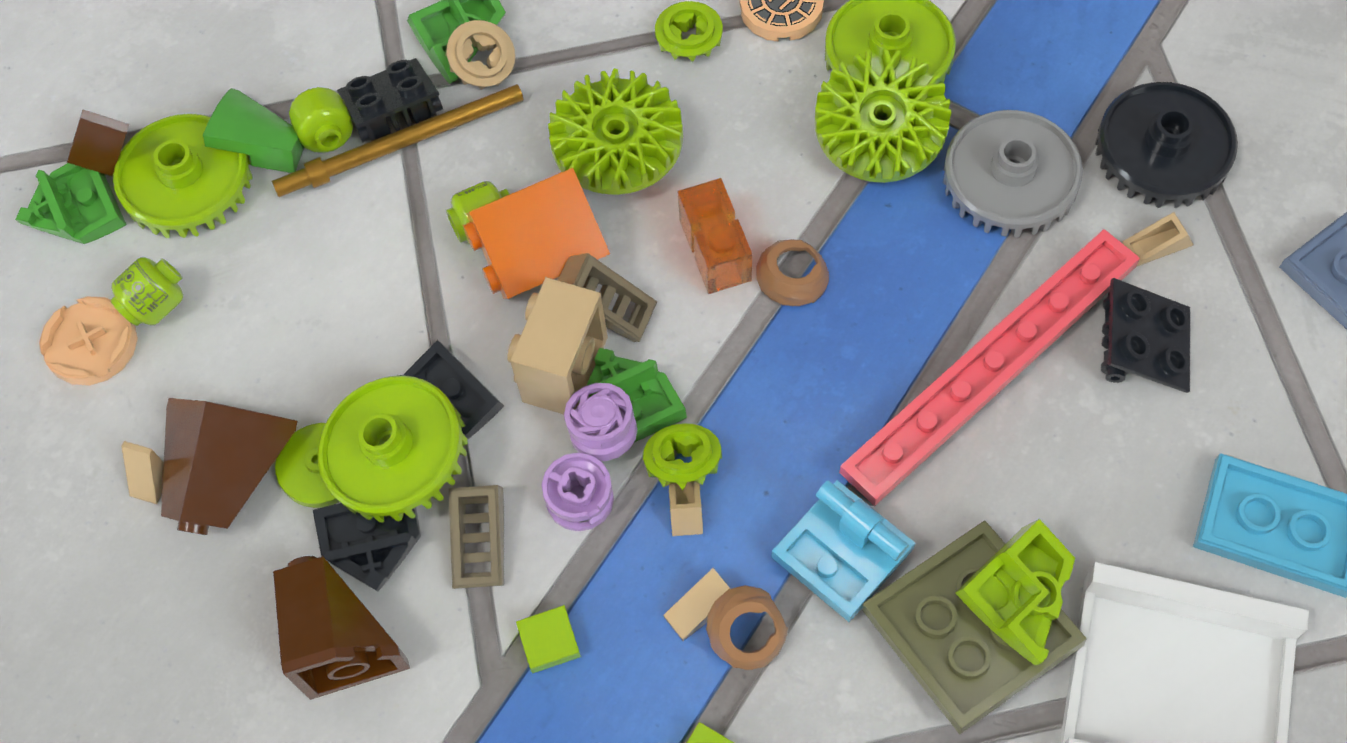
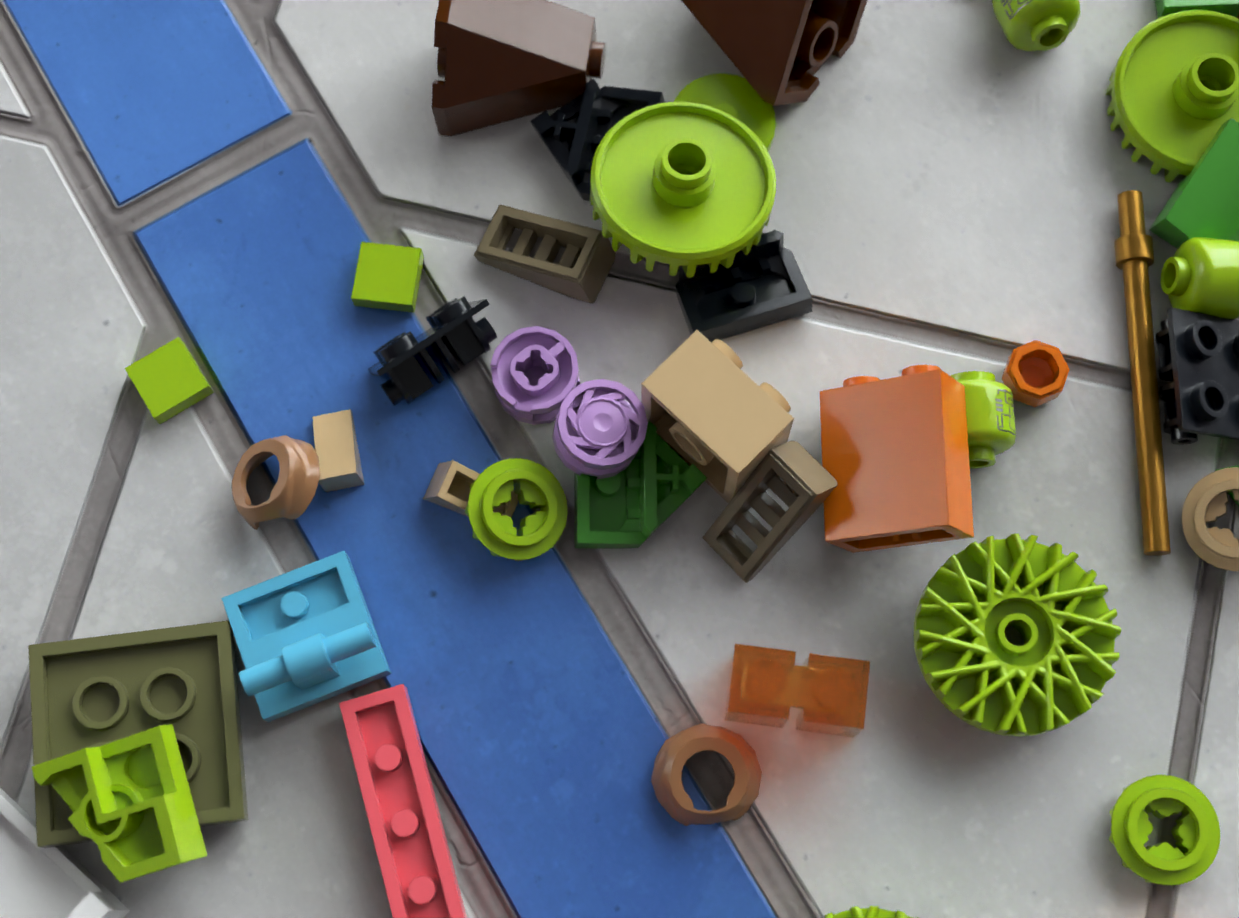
camera: 115 degrees right, 10 degrees up
(430, 194) = (1035, 373): none -> orange tile
(591, 565) = (450, 321): none -> black hinge

